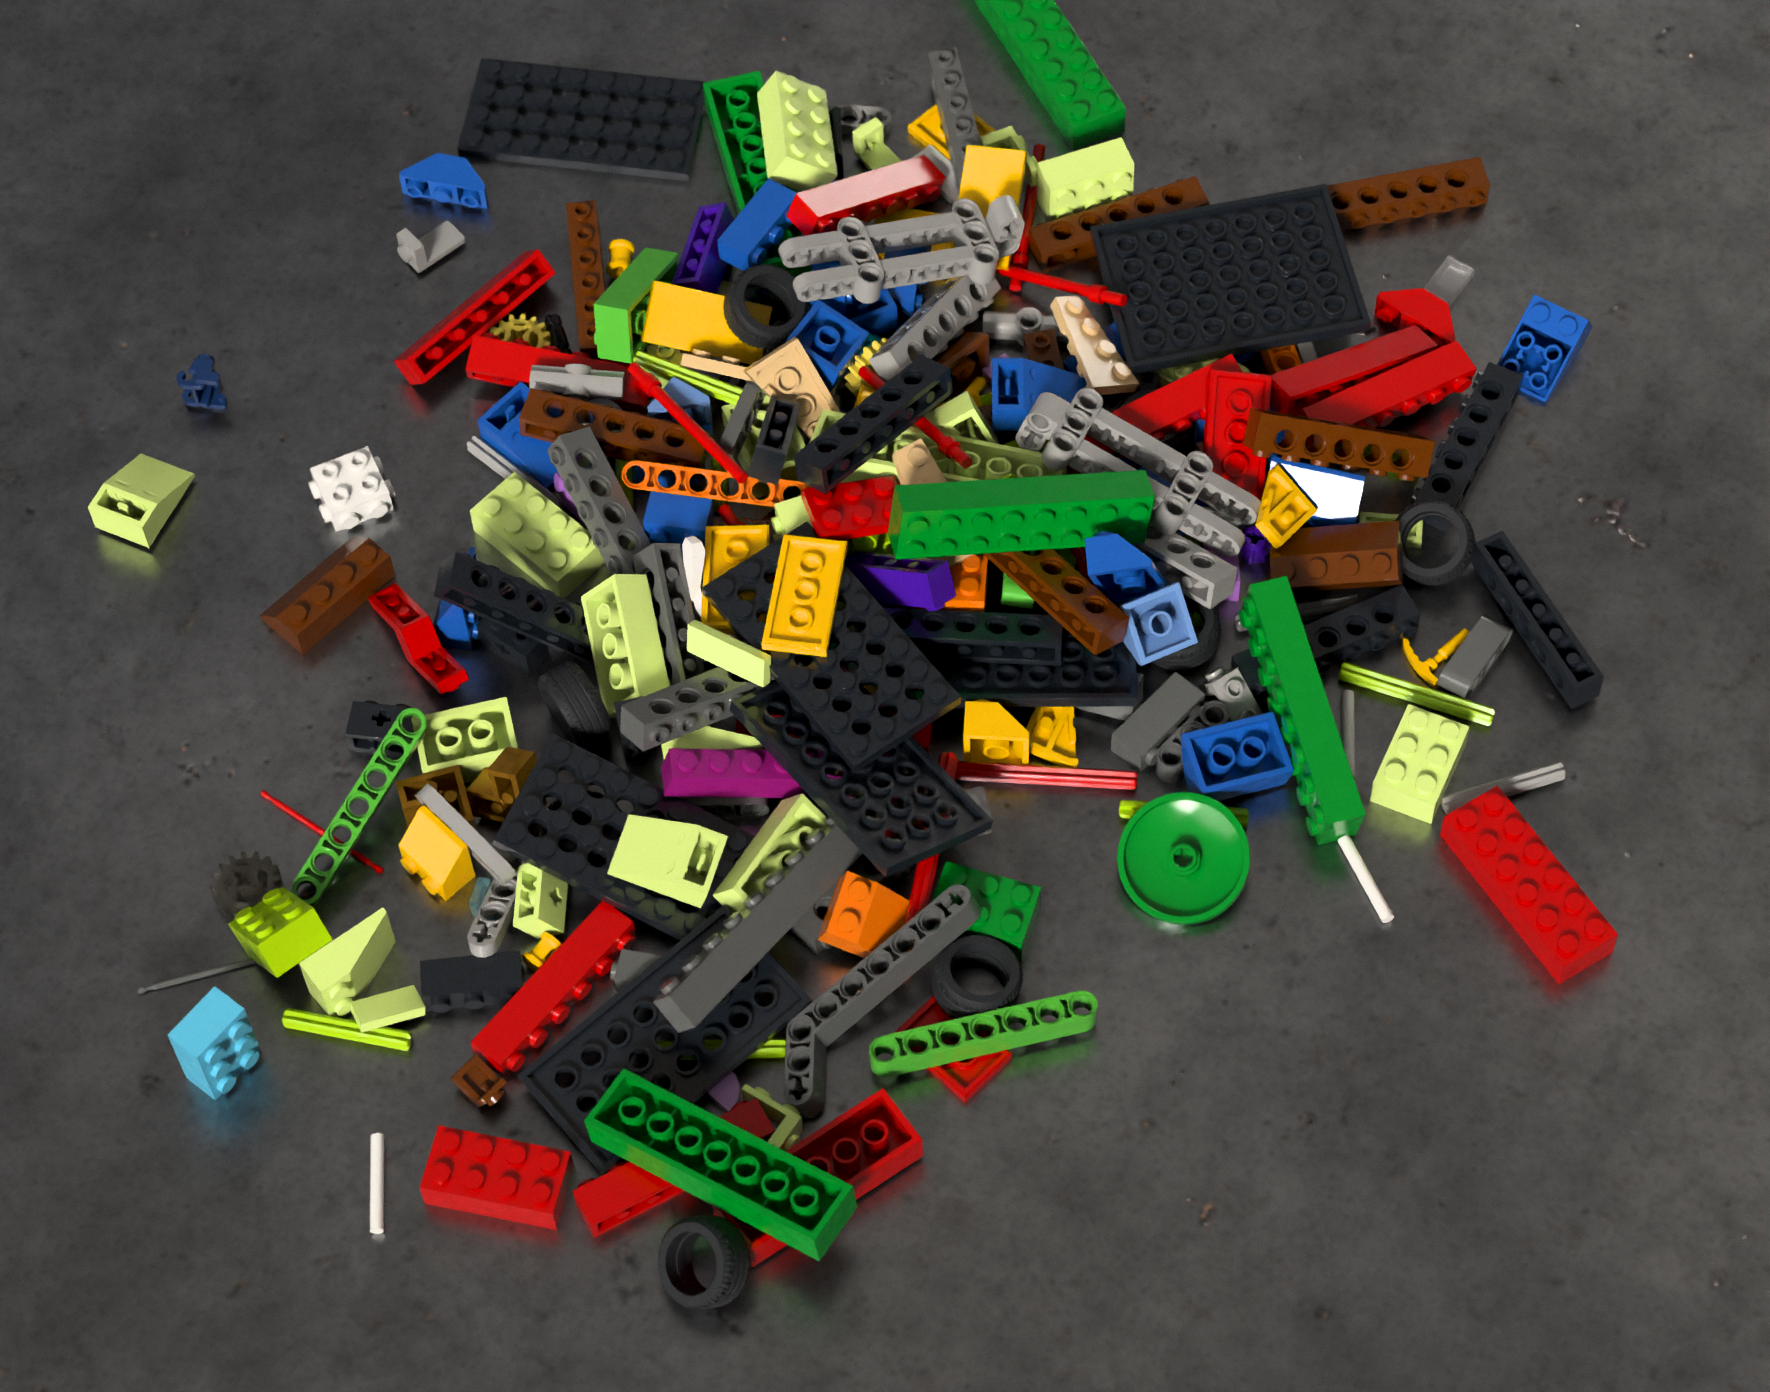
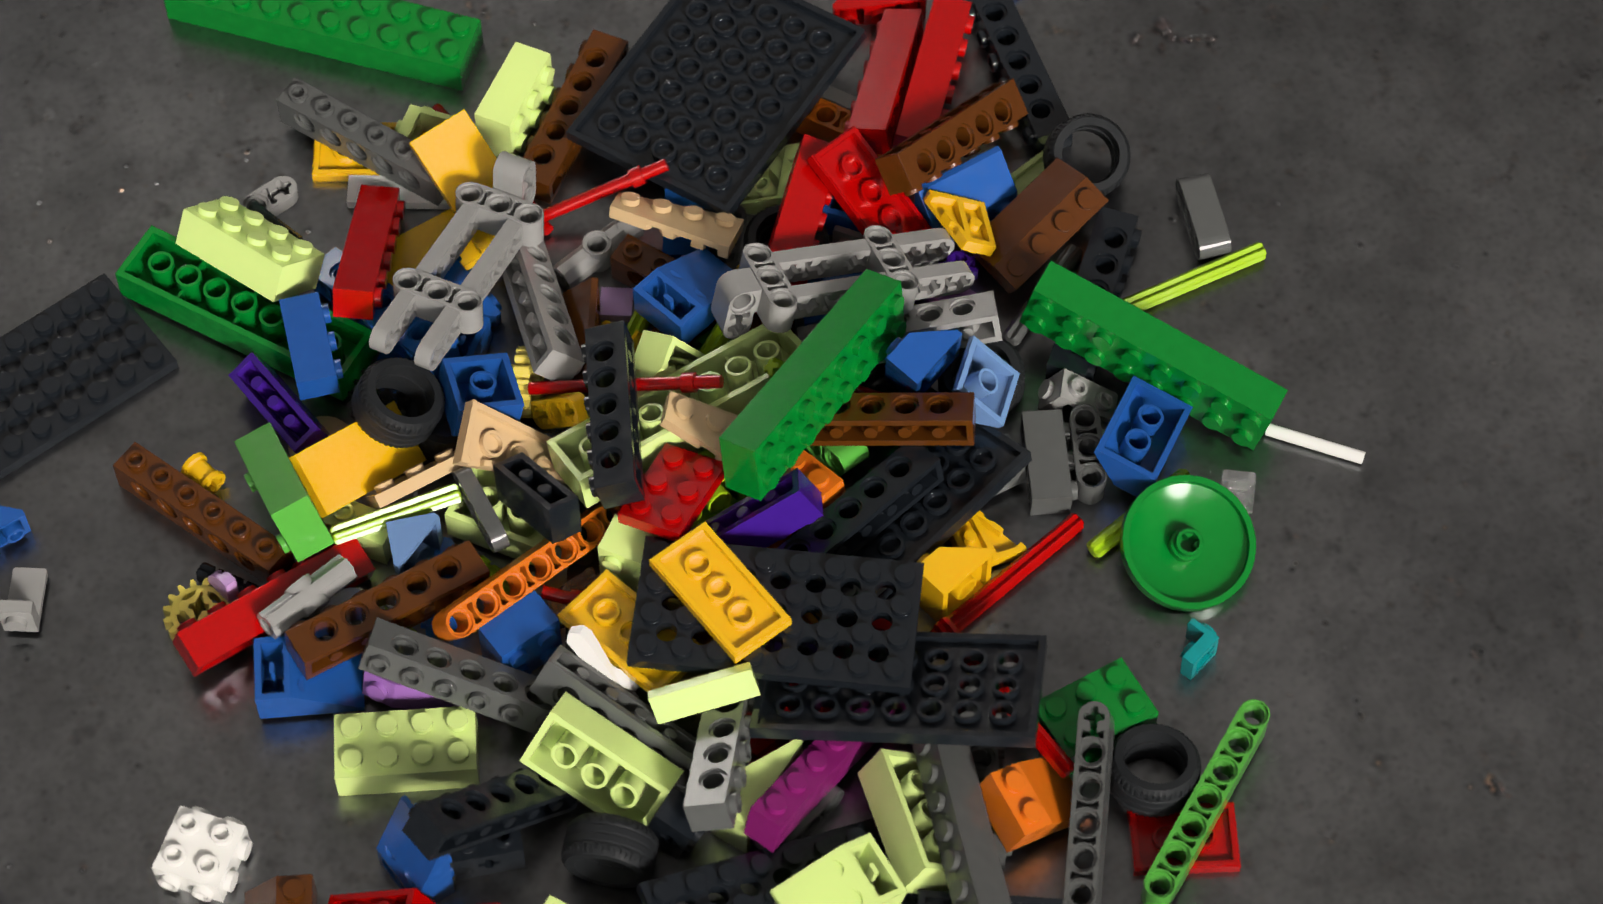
camera: 50 degrees left, 0 degrees up
(474, 317) = (140, 624): red brick -> none
(504, 466) = (303, 722): light grey axle -> none
(545, 333) = (224, 584): none -> lavender tile
(653, 387) = (382, 543): red bar -> none
(870, 145) = (316, 219): yellowish green bracket -> none
(1107, 937) = (1199, 650): none -> teal bracket
(1269, 860) = (1241, 485): none -> clear slope
(1419, 763) = (1259, 324): yellowish green brick -> none
(1425, 668) = (1176, 254): yellow piece -> none
(1509, 785) = (1328, 293): light grey axle -> none
(1528, 884) = (1429, 345): red brick -> none
(1537, 620) = (1218, 151): black brick -> none

